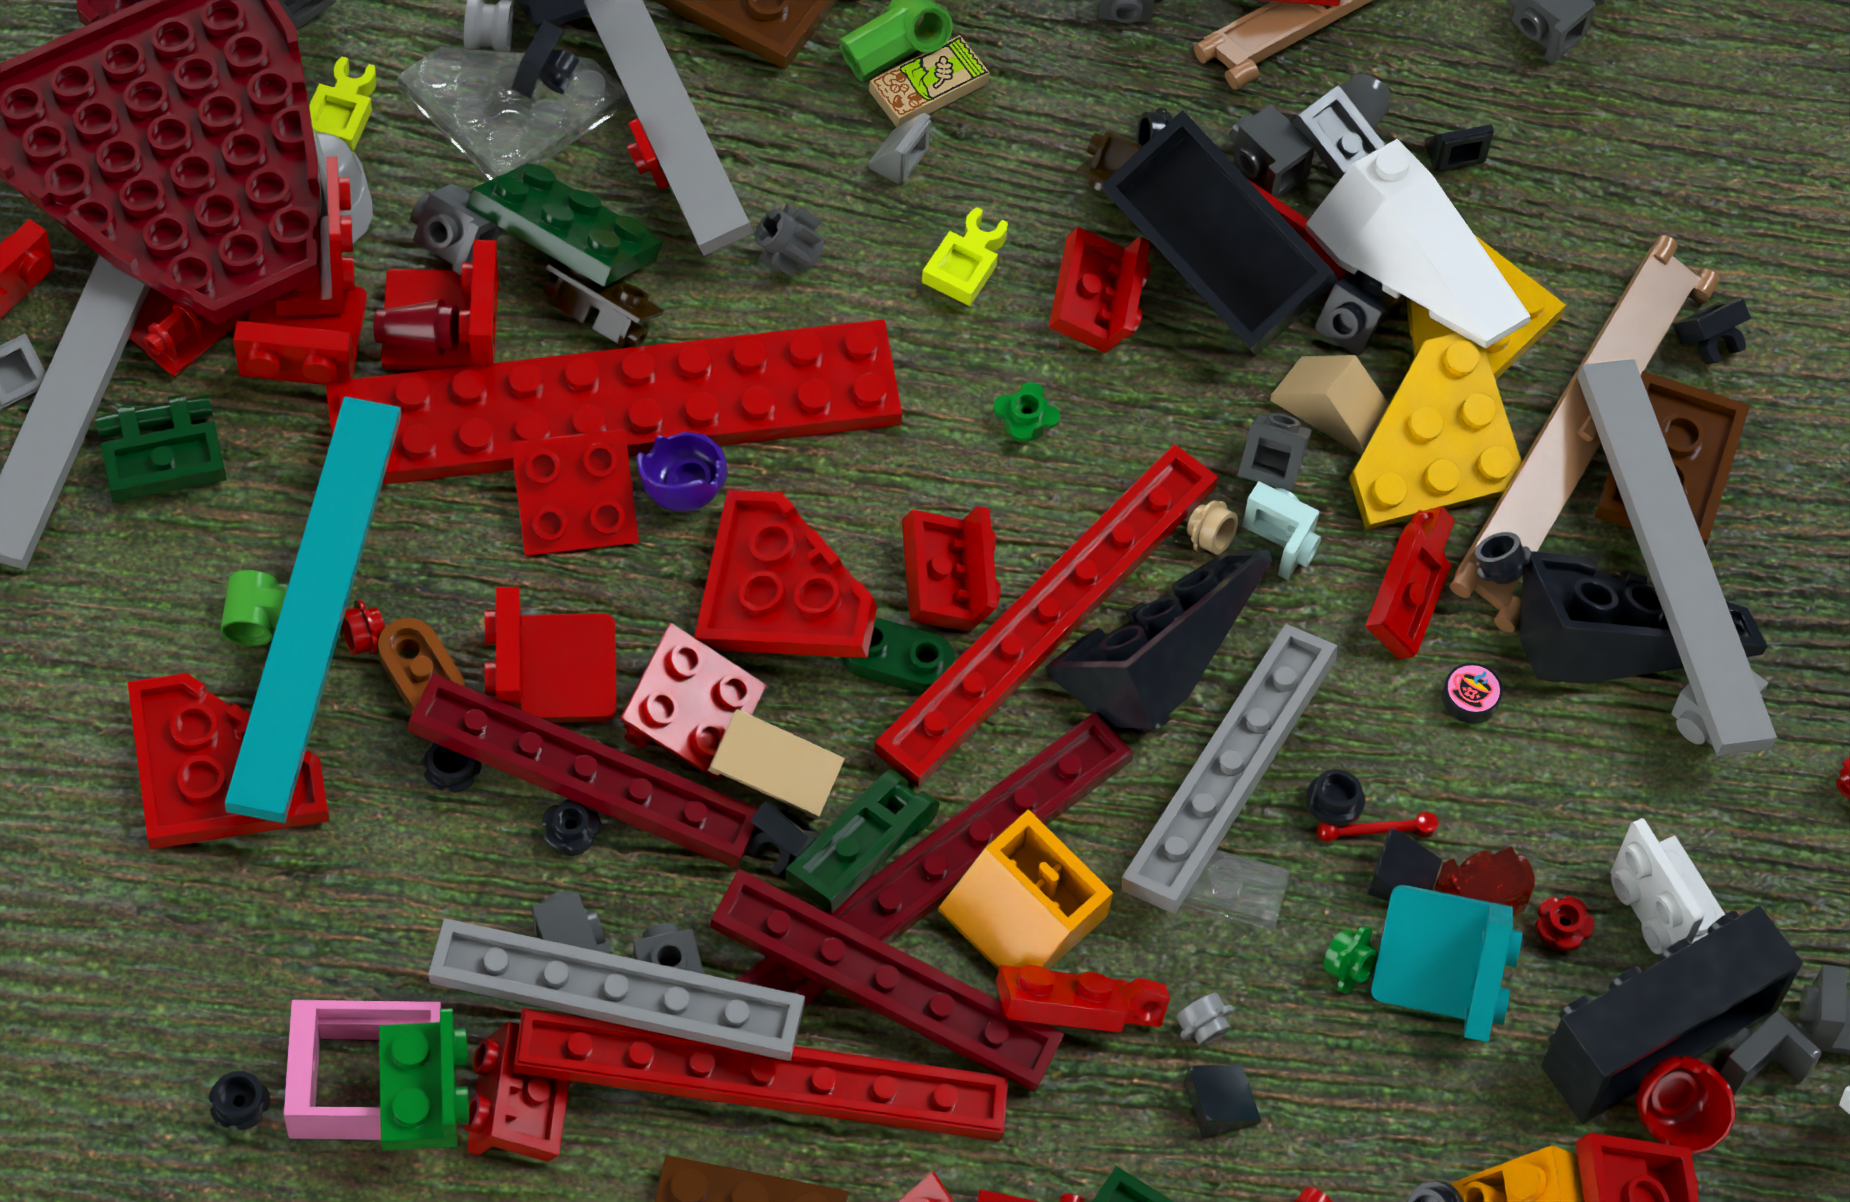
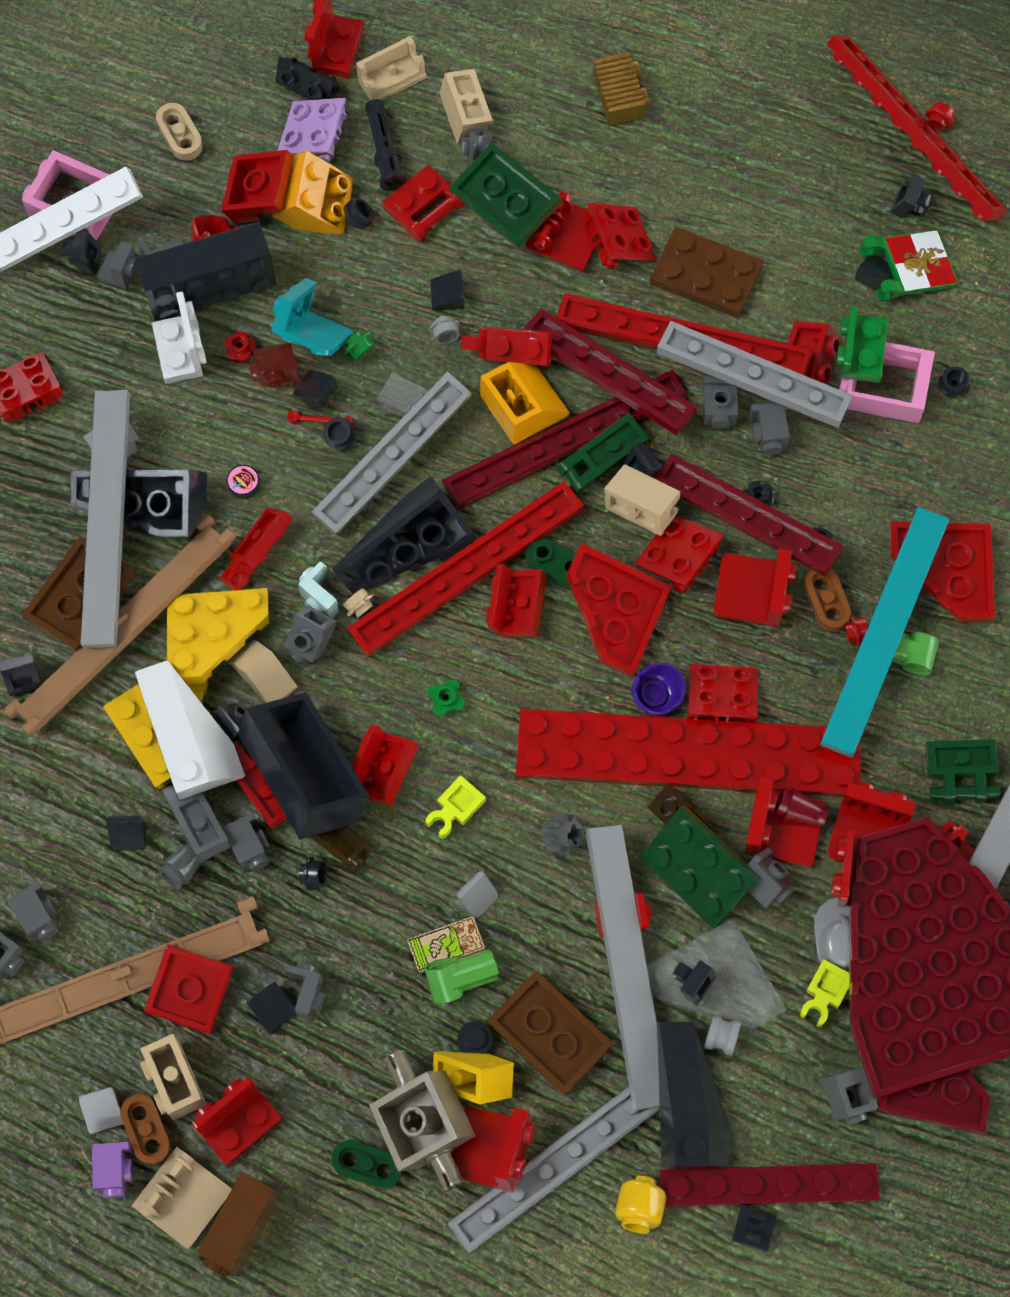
camera: 160 degrees left, 10 degrees up
(1502, 558) = (212, 534): black plate -> none

